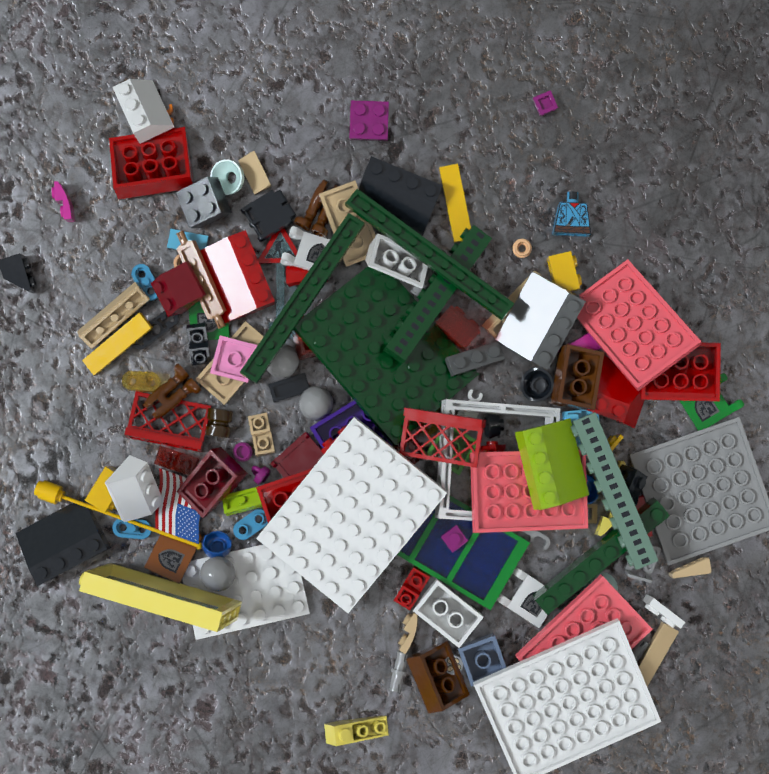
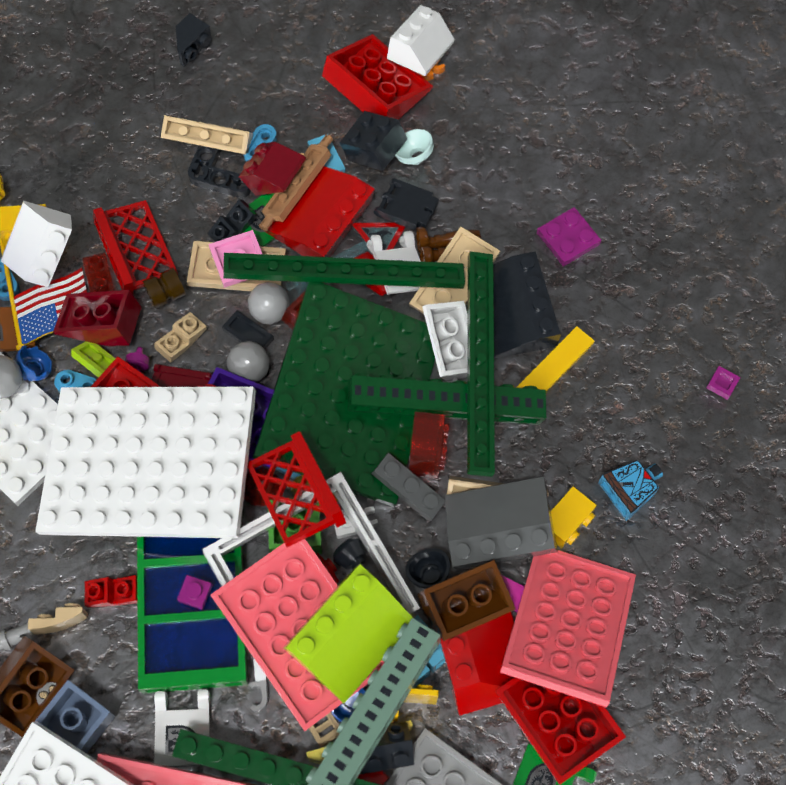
camera: 50 degrees right, 20 degrees down
(62, 197) = (289, 32): dark pink slope -> none
(117, 343) = (181, 154): yellow tile -> none
(142, 381) = (160, 199): clear yellow plate -> none
(162, 391) = (151, 220): reddish brown piece -> none
(242, 451) = (150, 330): magenta plate -> none
(254, 173) = (437, 171): tan slope -> none
(448, 613) = (105, 644): white slope -> none
(528, 248) = (560, 453): light nougat plate -> none

